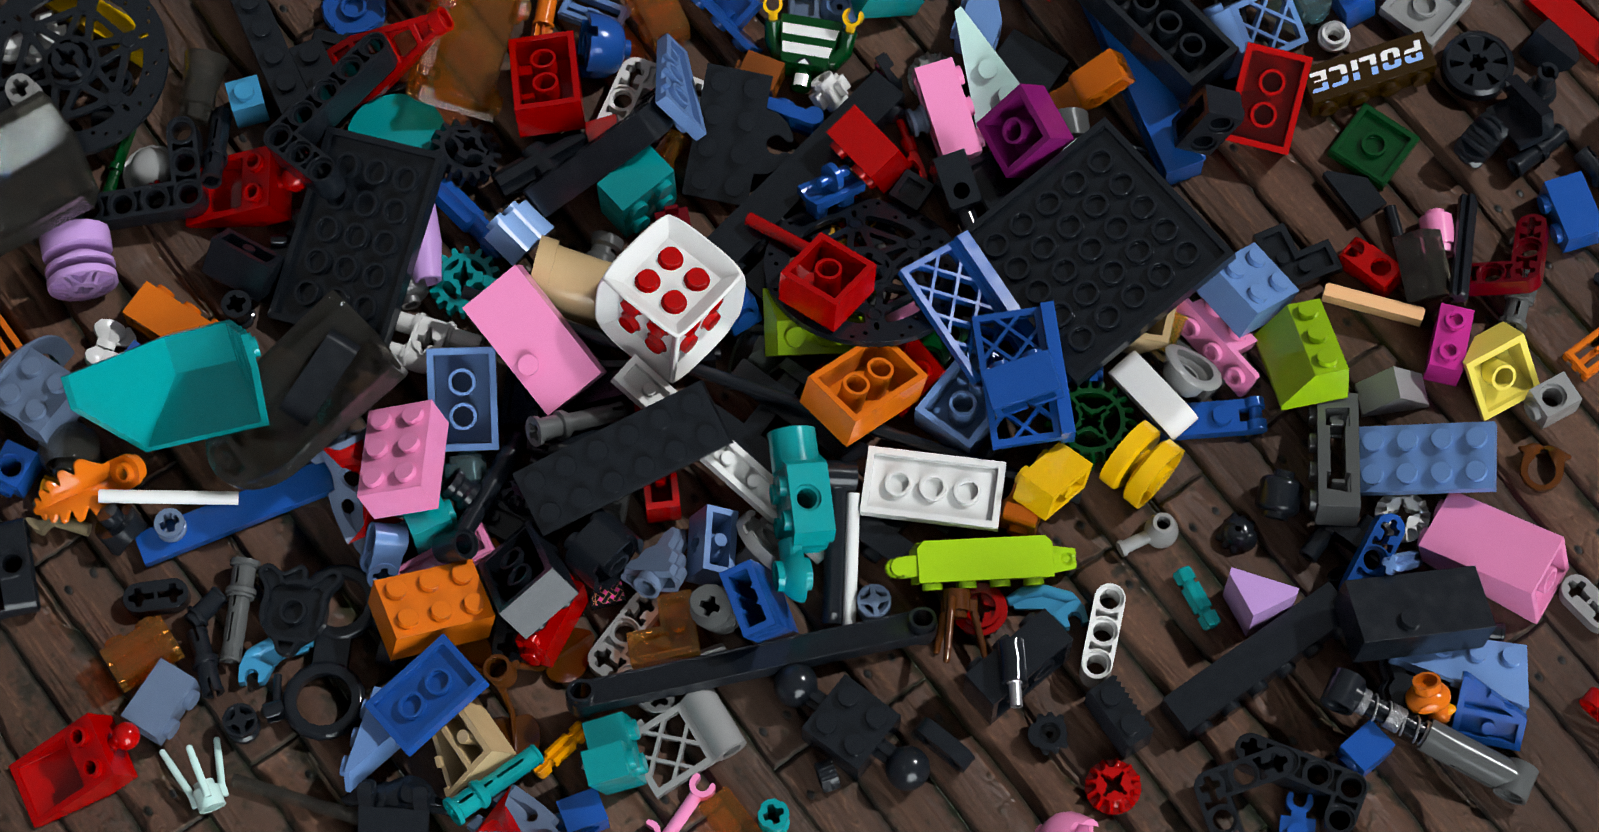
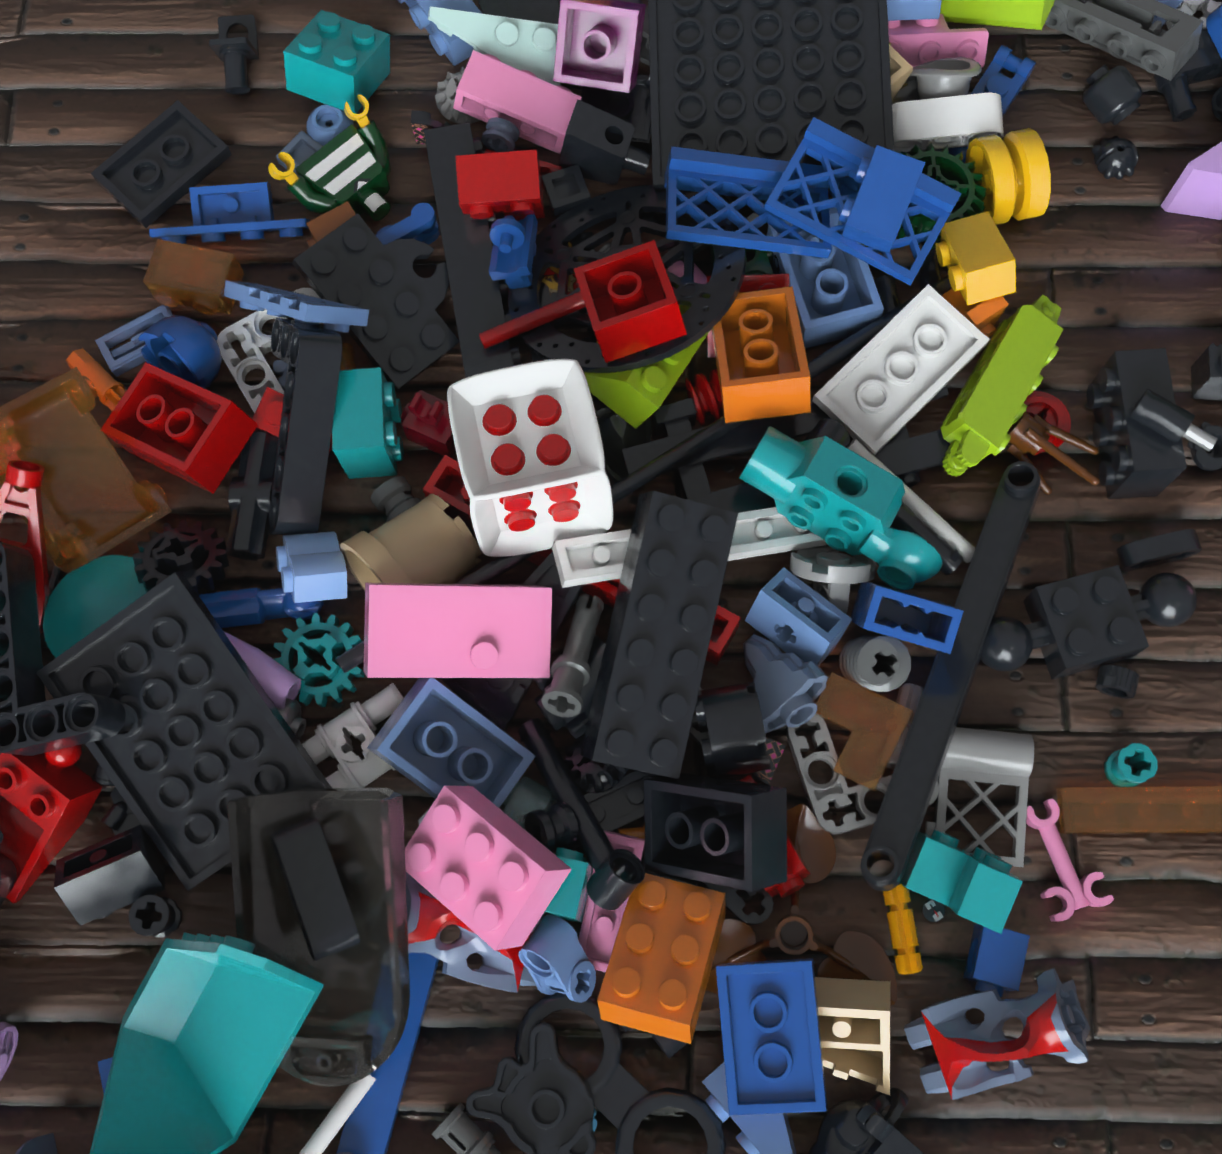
camera: 50 degrees left, 5 degrees up
(109, 335) = (66, 1080): white piece -> none
(158, 313) = (94, 1006): orange brick -> none
(479, 793) = (918, 1057): teal pin -> none
(829, 90) = (407, 186): white gear -> none
(874, 596) = (969, 504): sand blue wheel -> none
(1056, 601) = (1076, 352): dark azure piece -> none
(1106, 620) = (1143, 314): white beam -> none
(1151, 535) = (1066, 224): light grey bar -> none
(1196, 598) = (1159, 231): teal axle -> none

